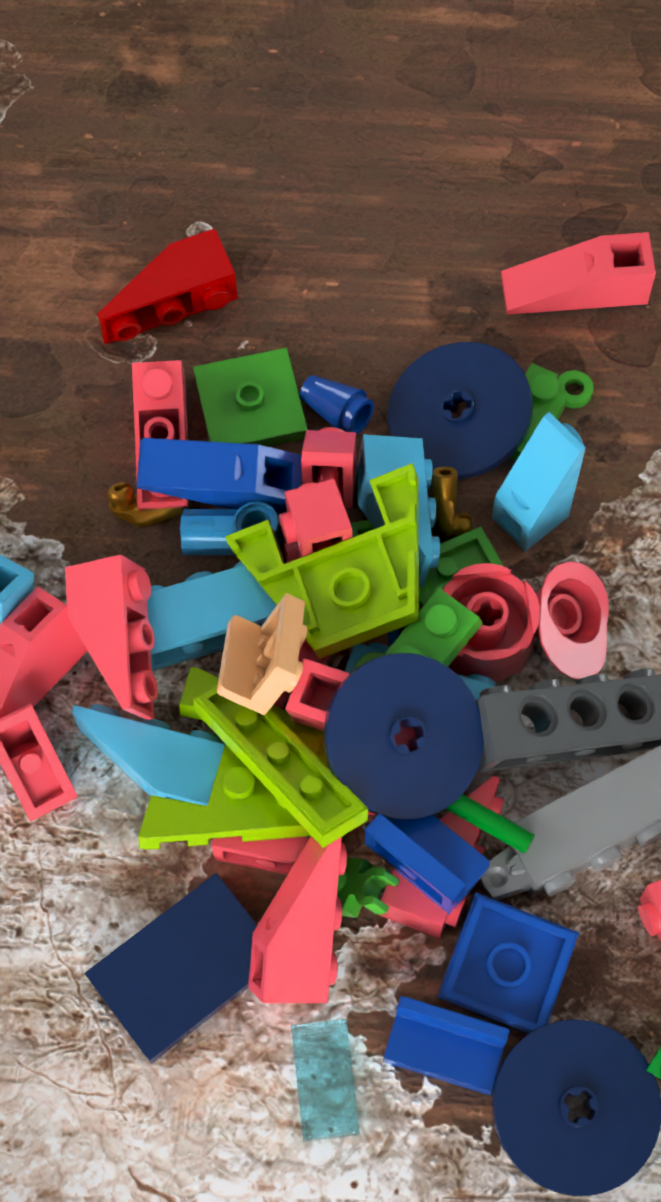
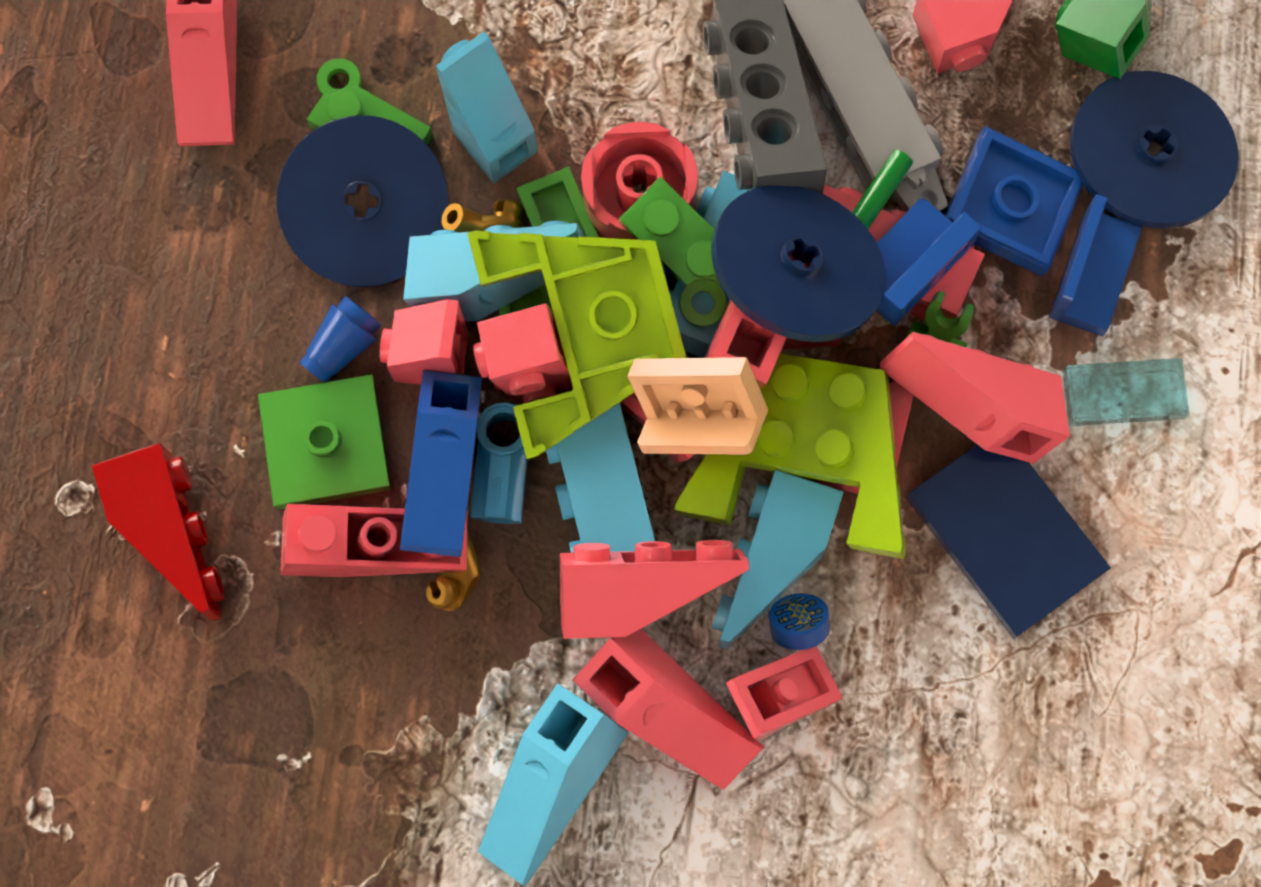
camera: 85 degrees left, 10 degrees up
(97, 780) = (799, 621): none -> blue tile
(284, 767) = (823, 395): lime tile -> none
(573, 620) = (637, 94): coral piece -> none

